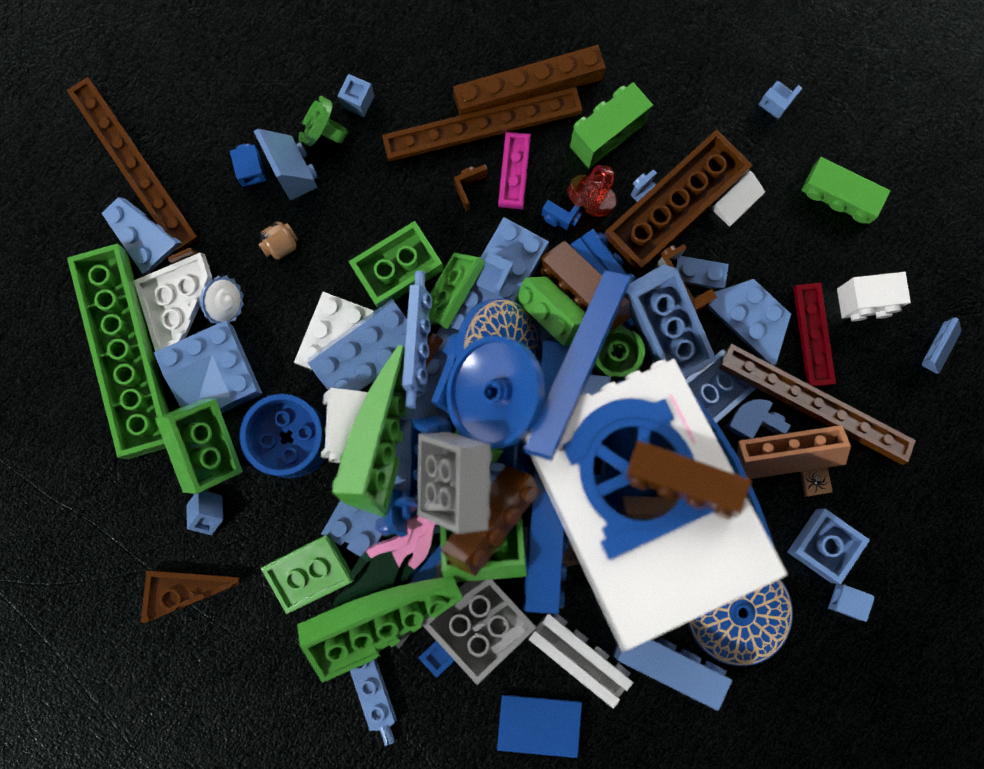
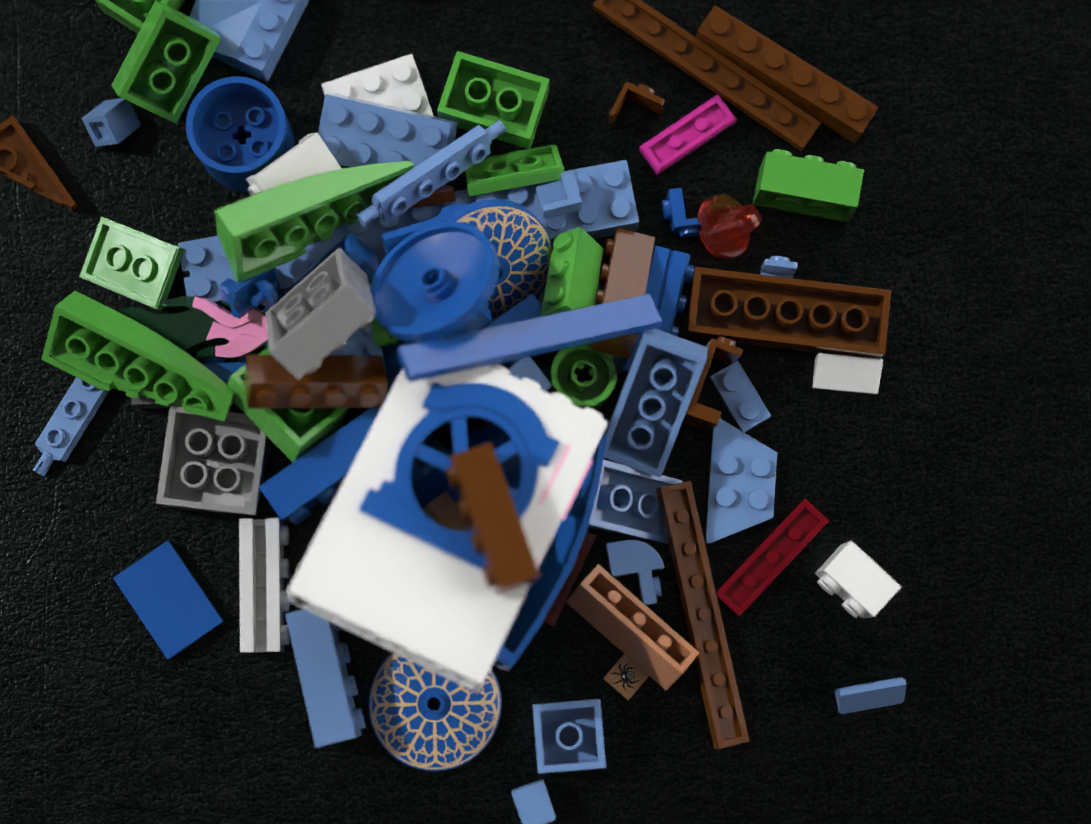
camera: 50 degrees right, 0 degrees up
(436, 659) = (149, 449): blue plate -> none
(778, 99) = (985, 330): medium blue panel -> none
(845, 191) = (944, 470): bright green brick -> none

